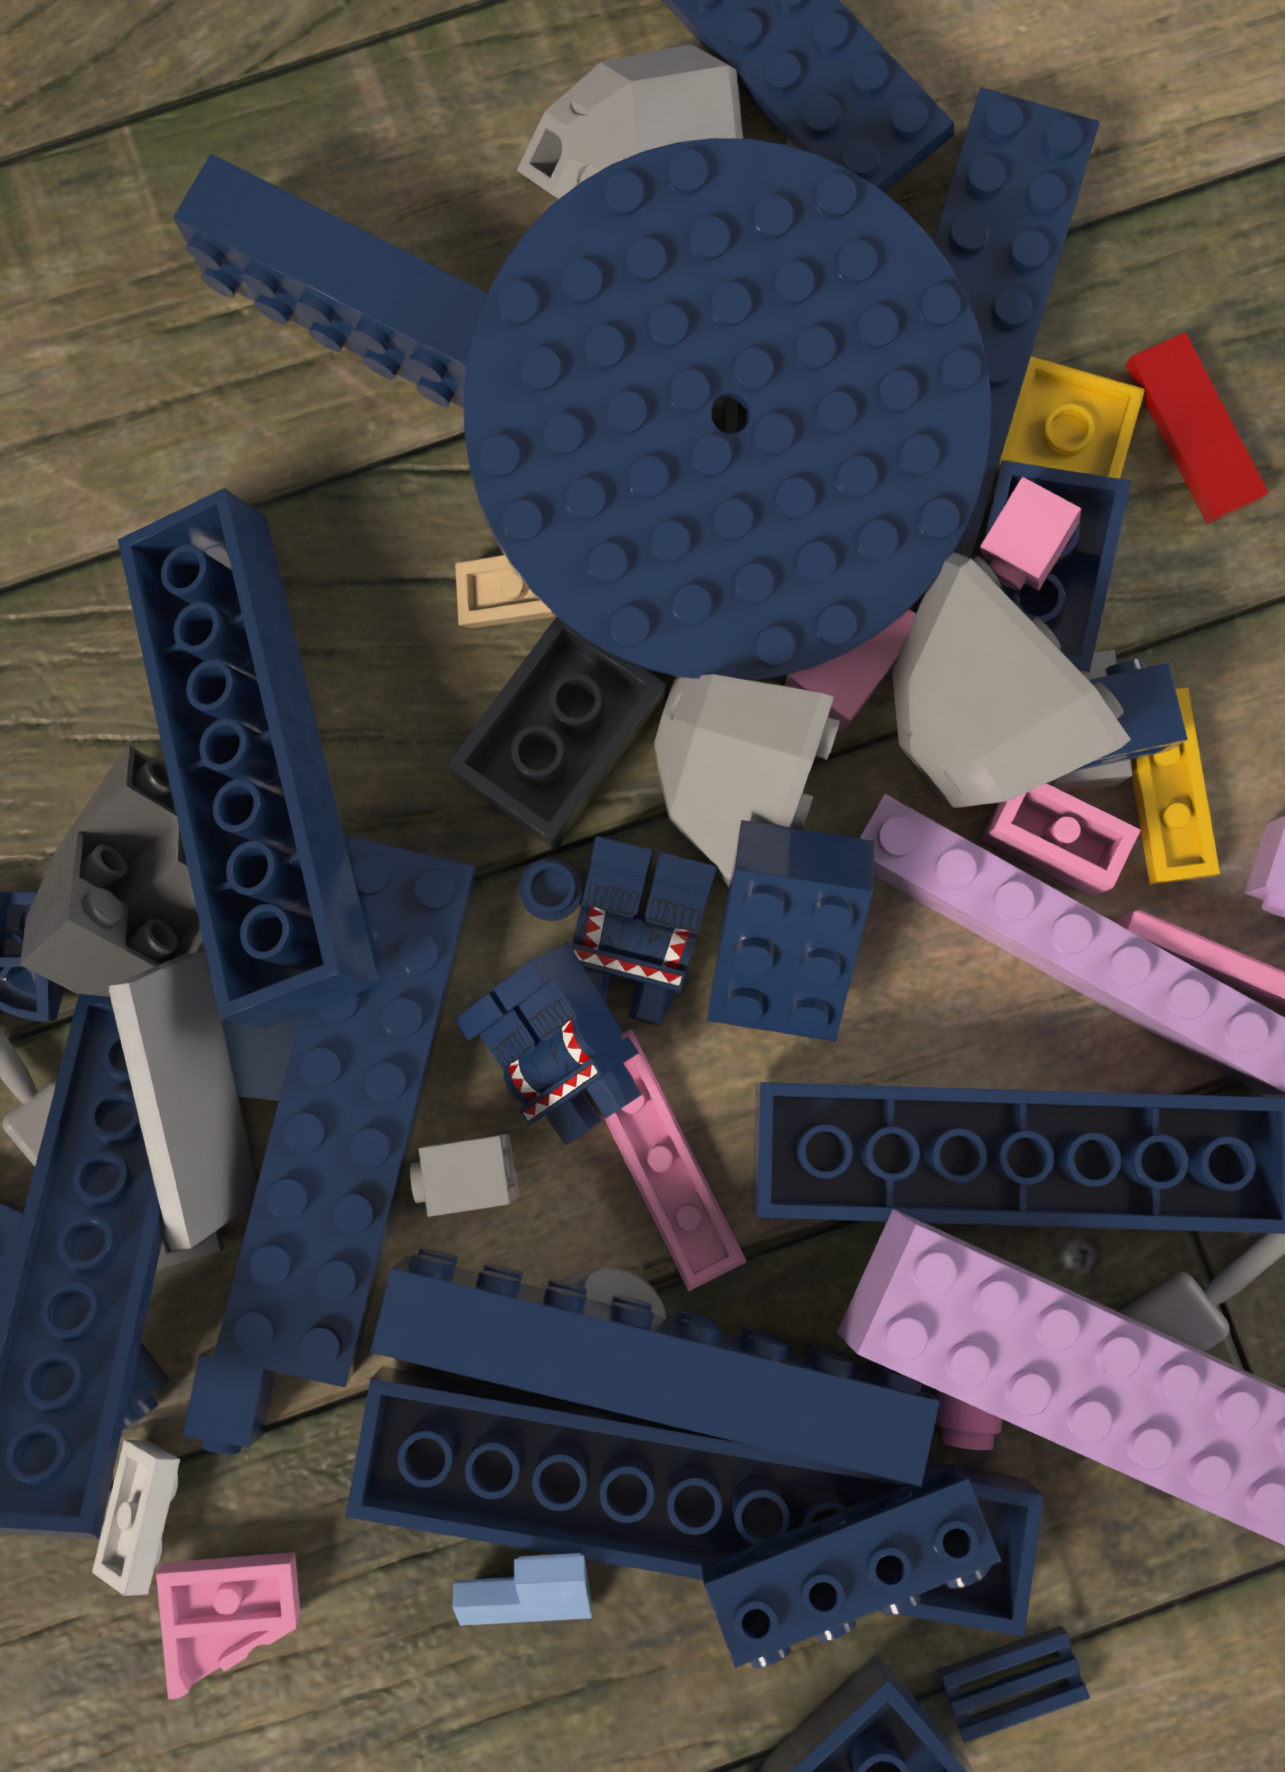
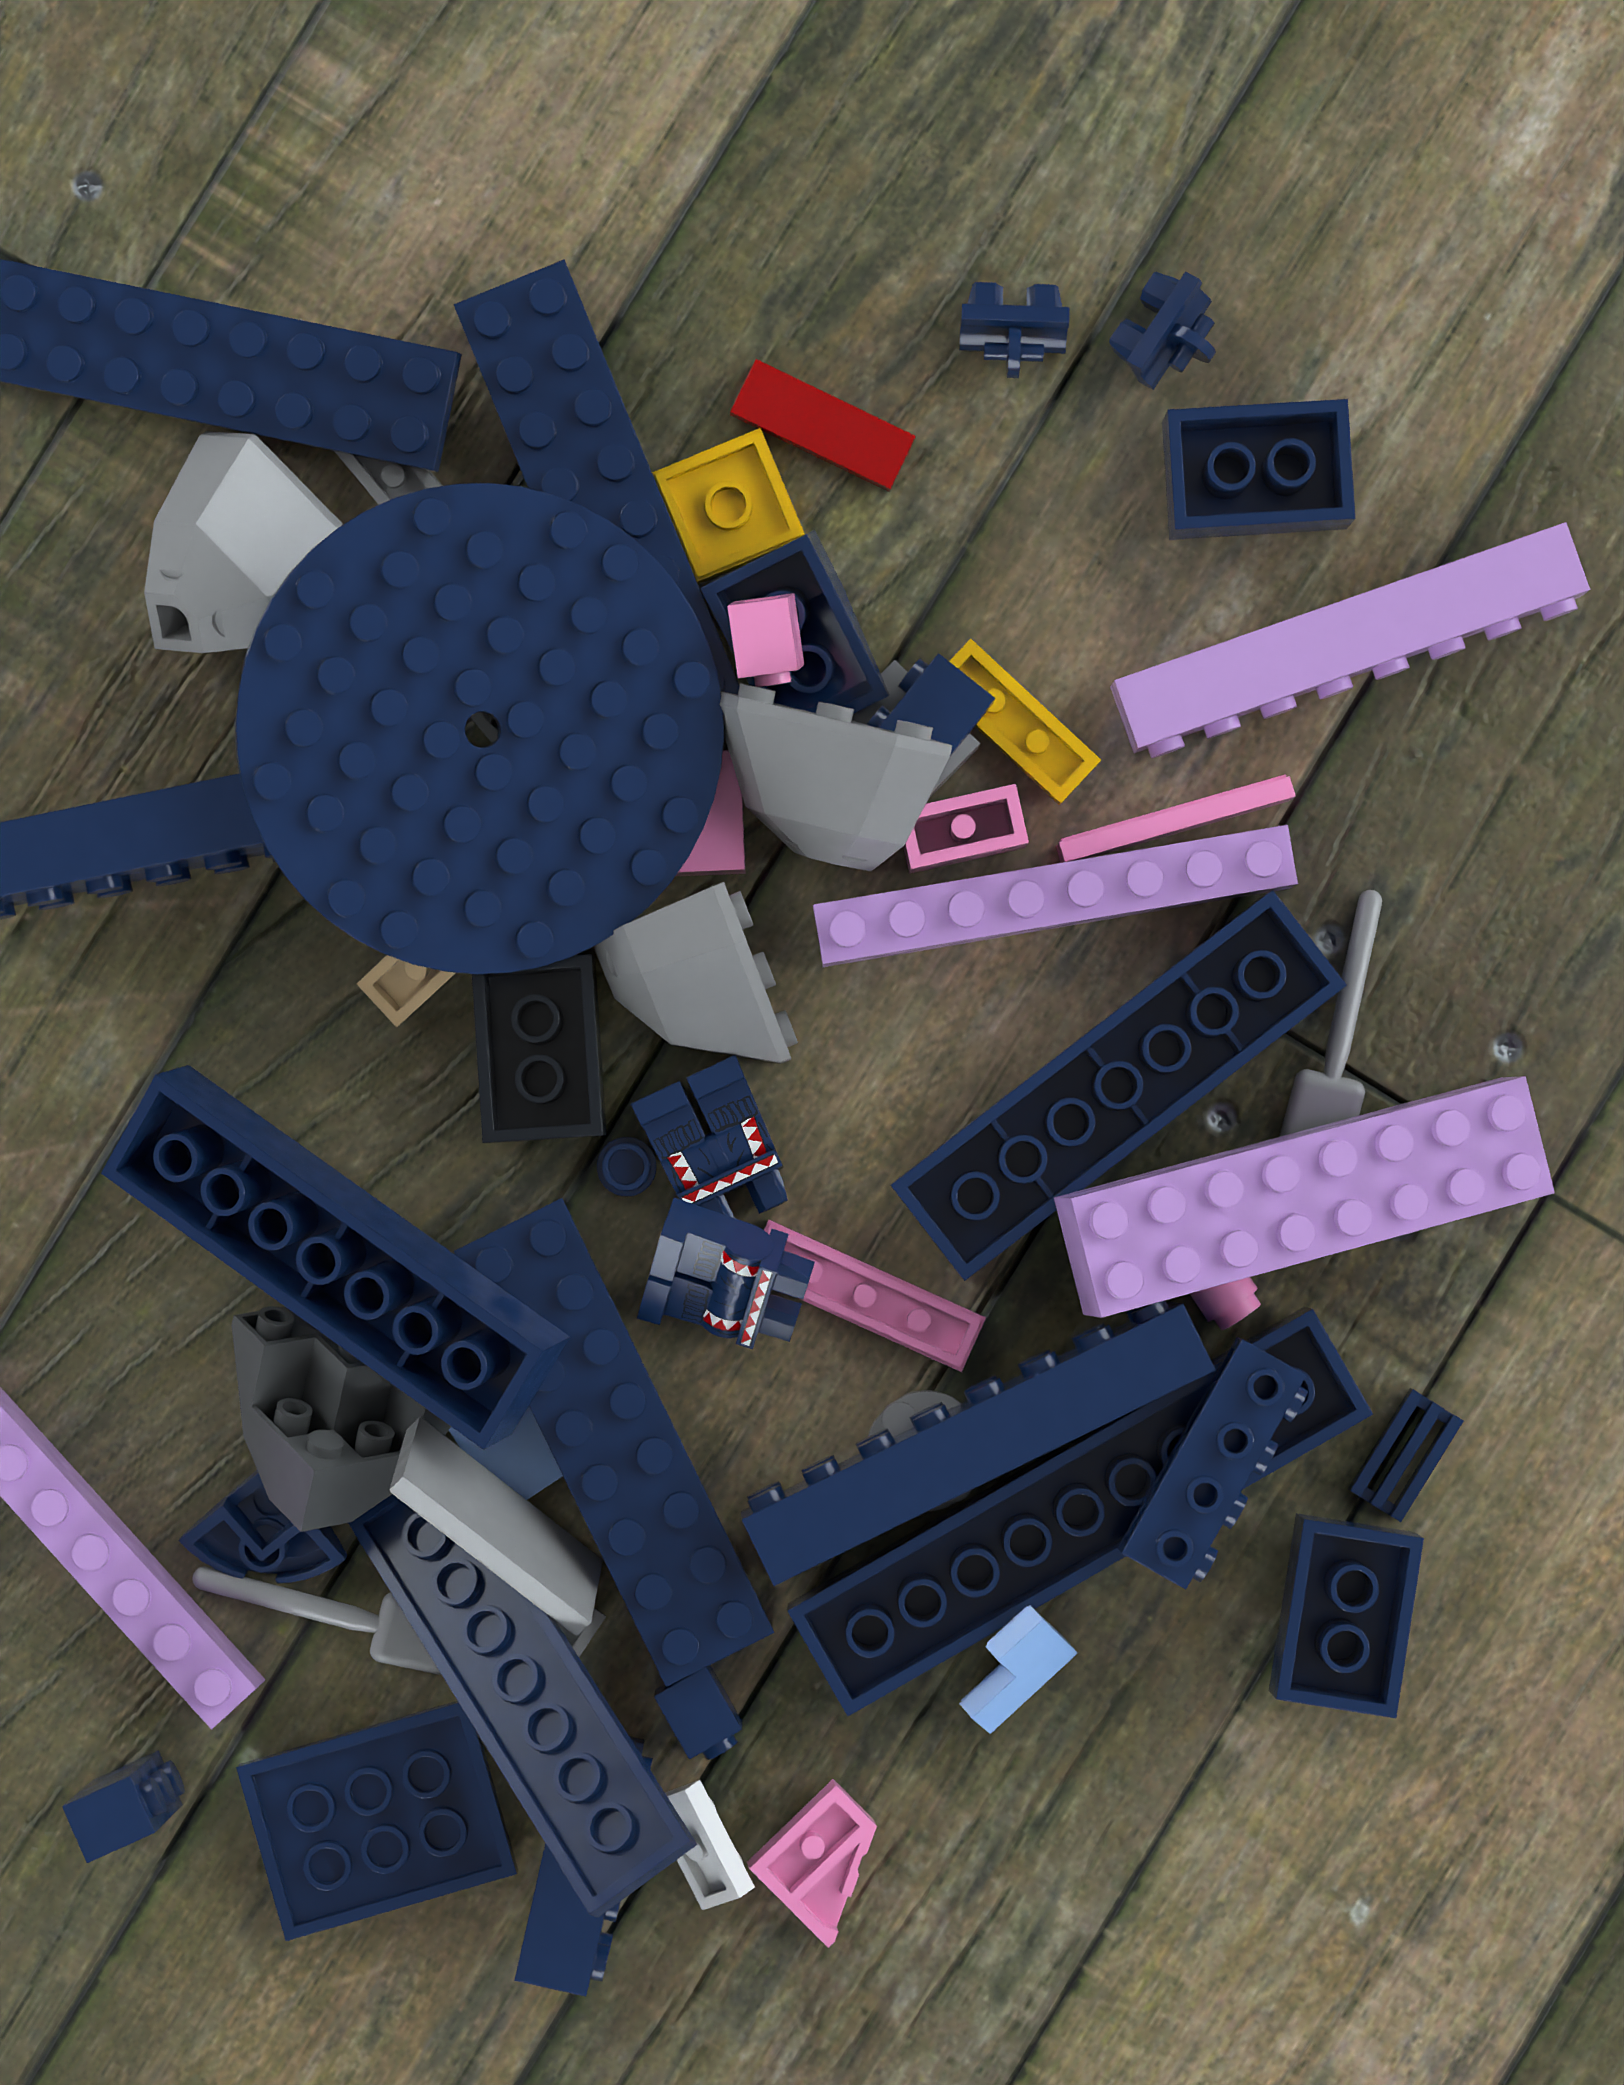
camera: 40 degrees left, 5 degrees up
(465, 1175) = (736, 1419): light grey brick -> none
(791, 930) = (825, 1061): dark blue brick -> none

